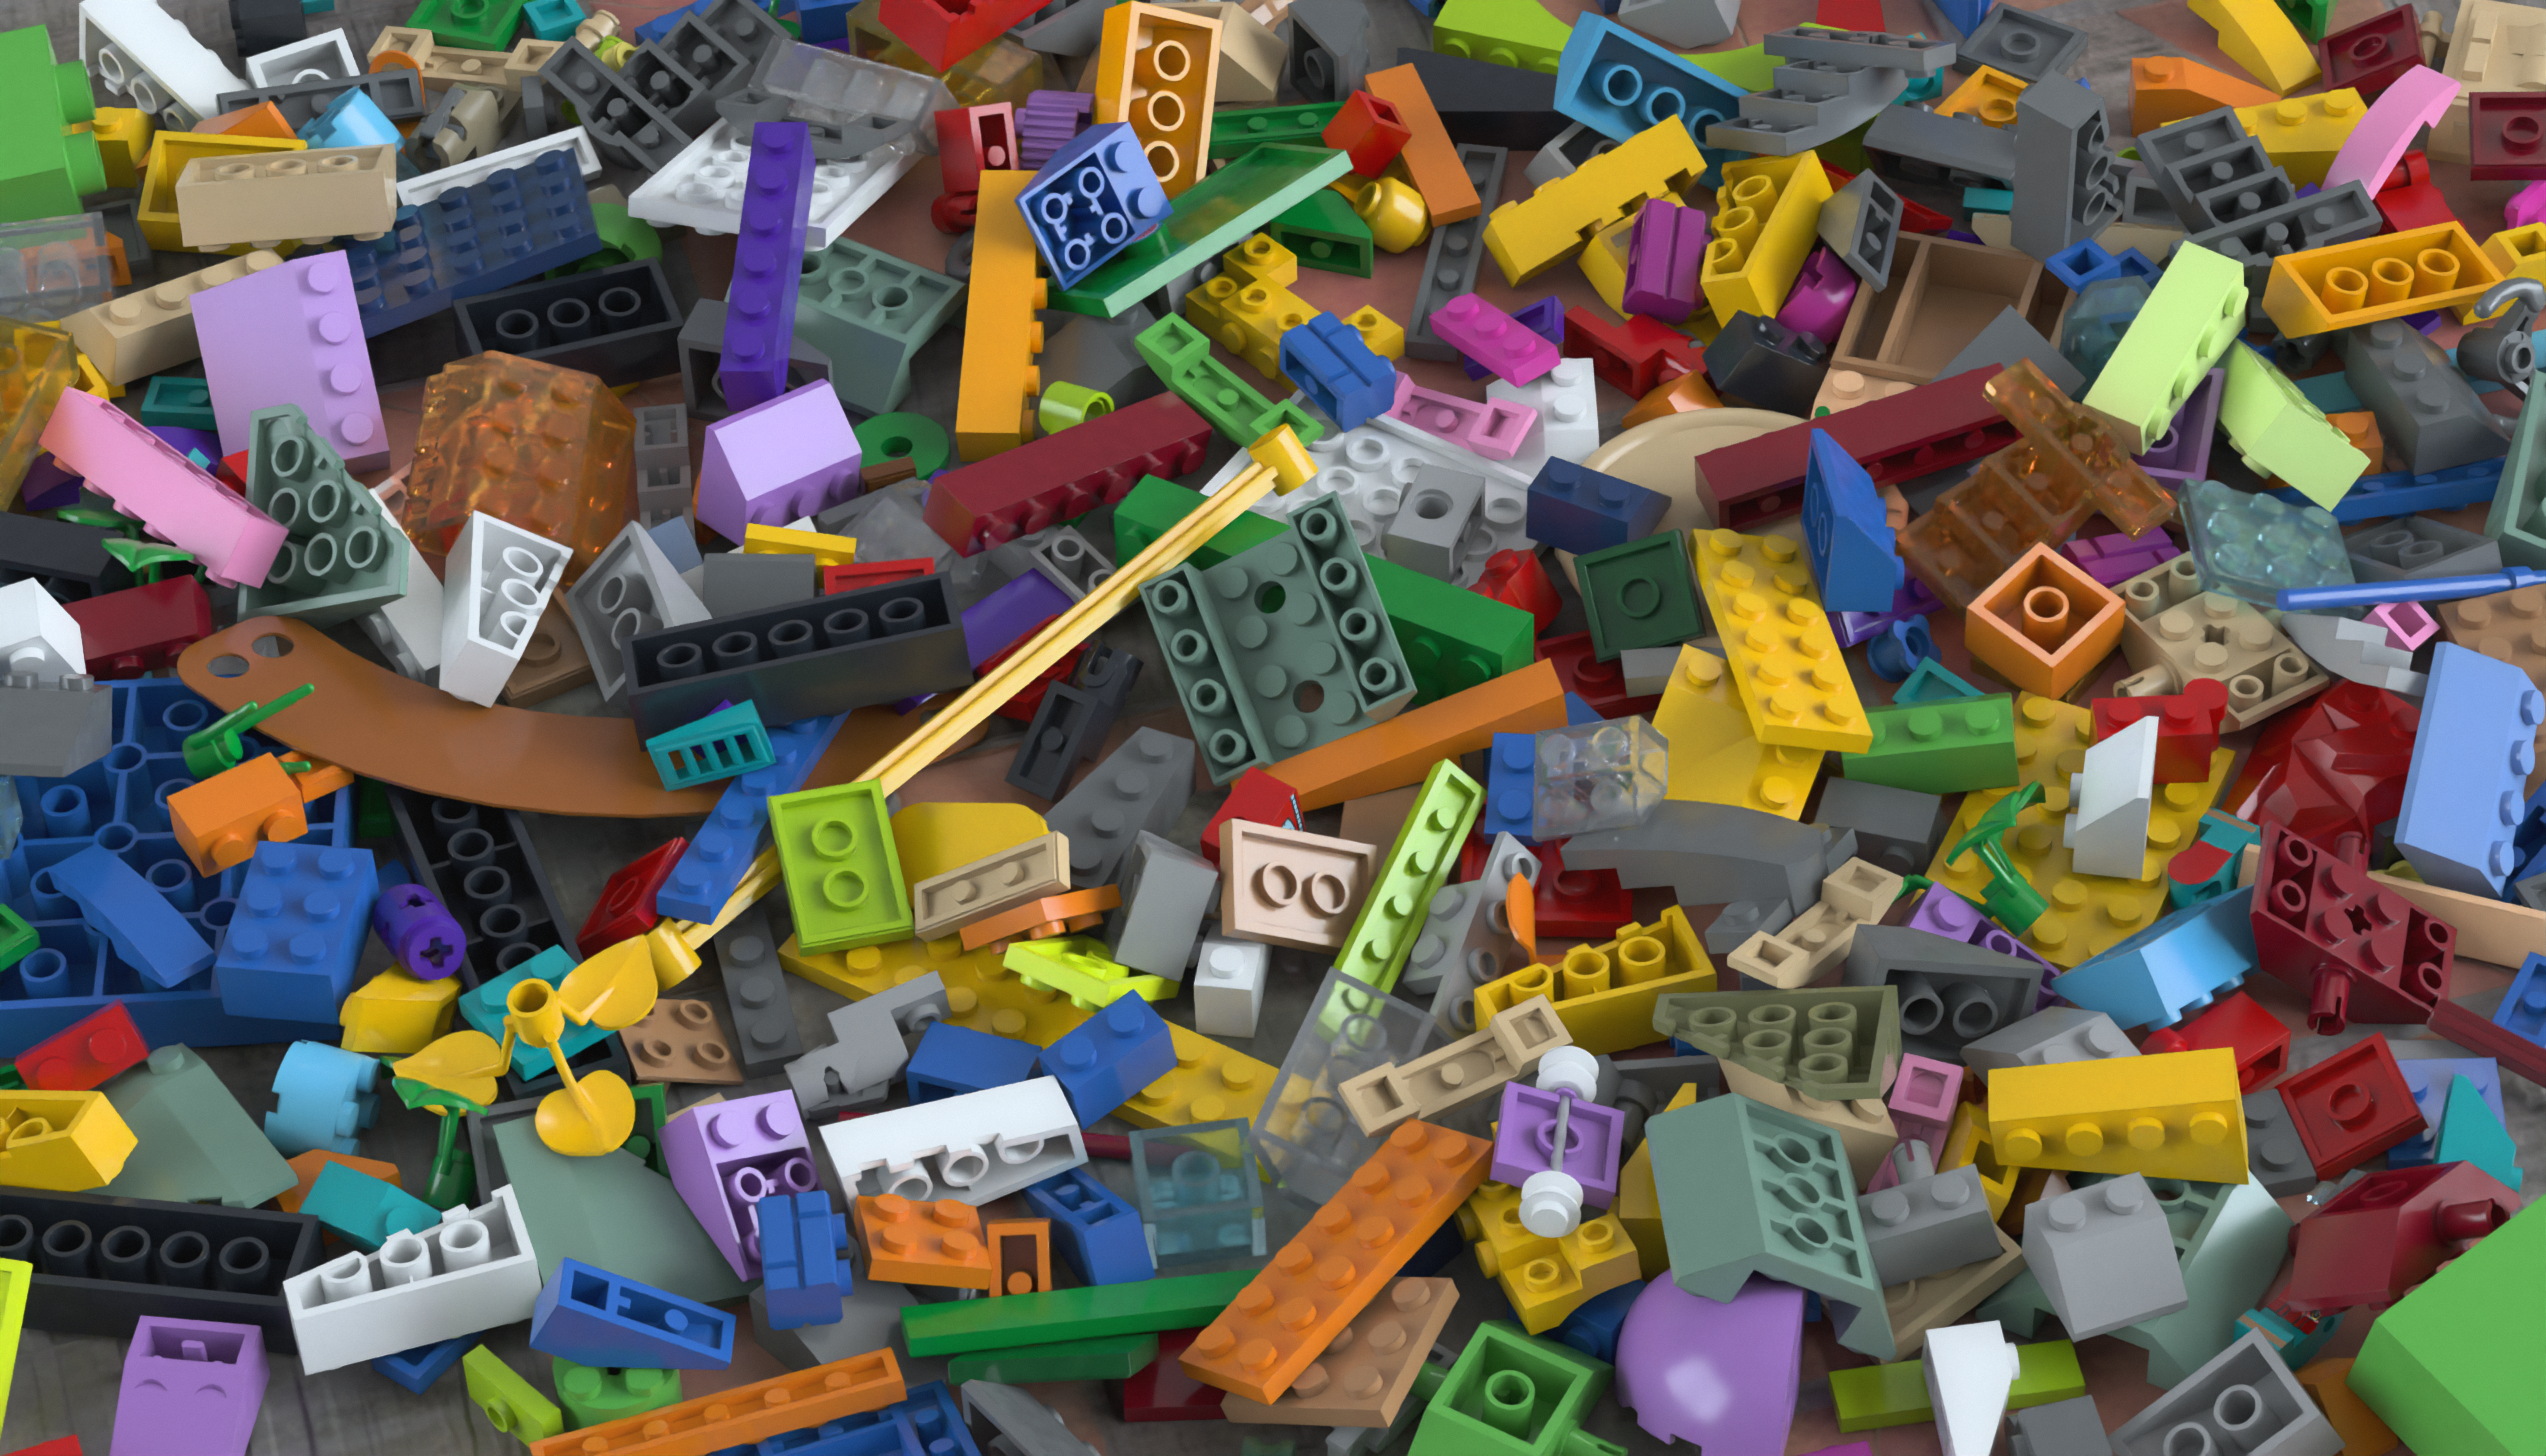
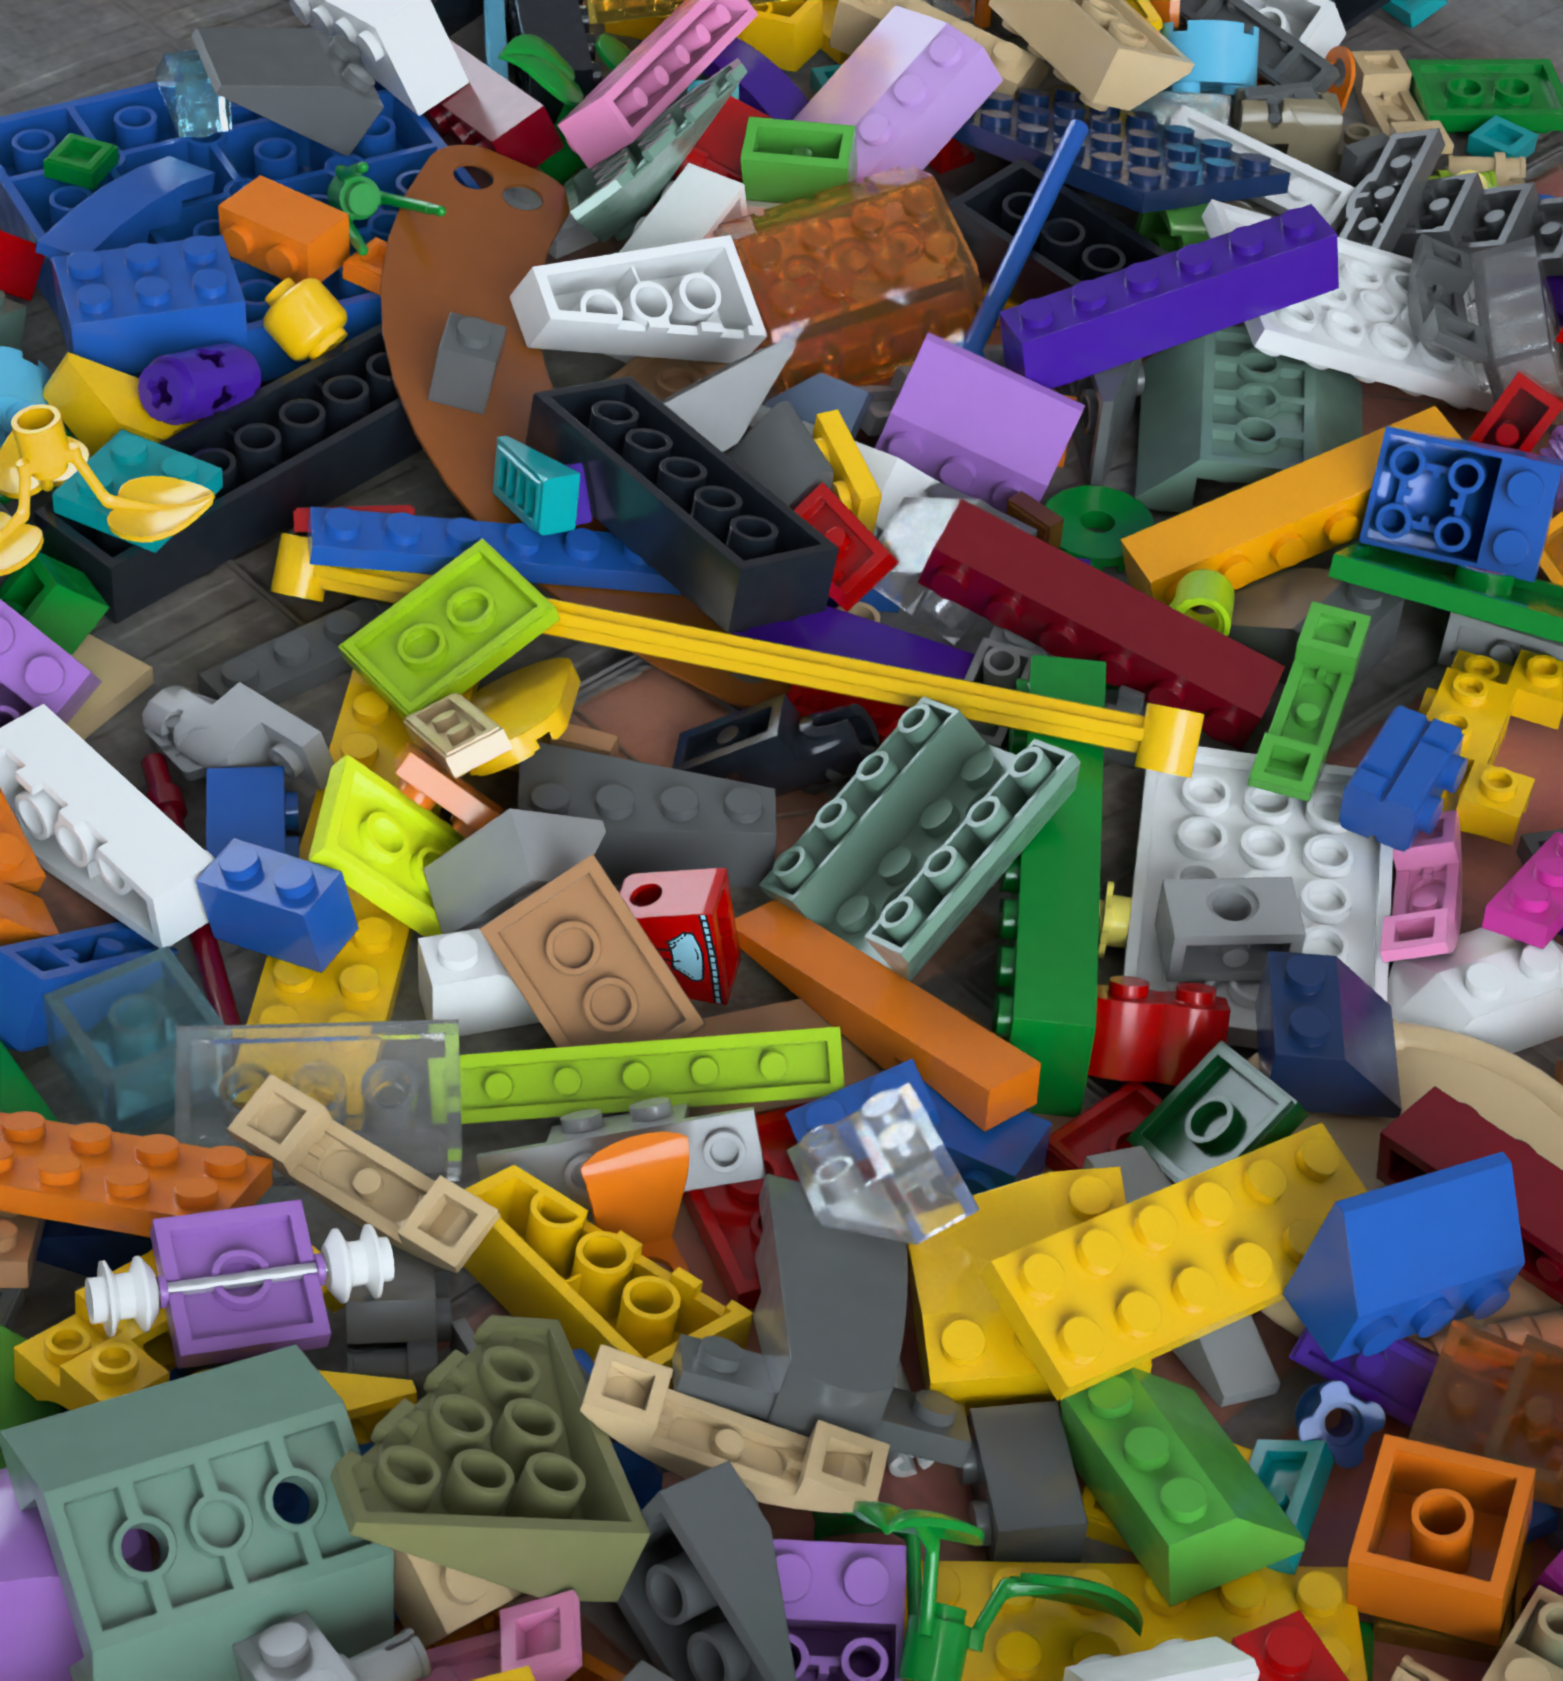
camera: 60 degrees right, 0 degrees up
(371, 827) = (304, 319): none -> yellow head
(373, 431) = (796, 158): none -> bright green brick
(512, 739) = (467, 363): none -> dark grey slope
(671, 438) = (1024, 238): none -> blue bar
(679, 1045) = (198, 612): medium nougat hinge -> none

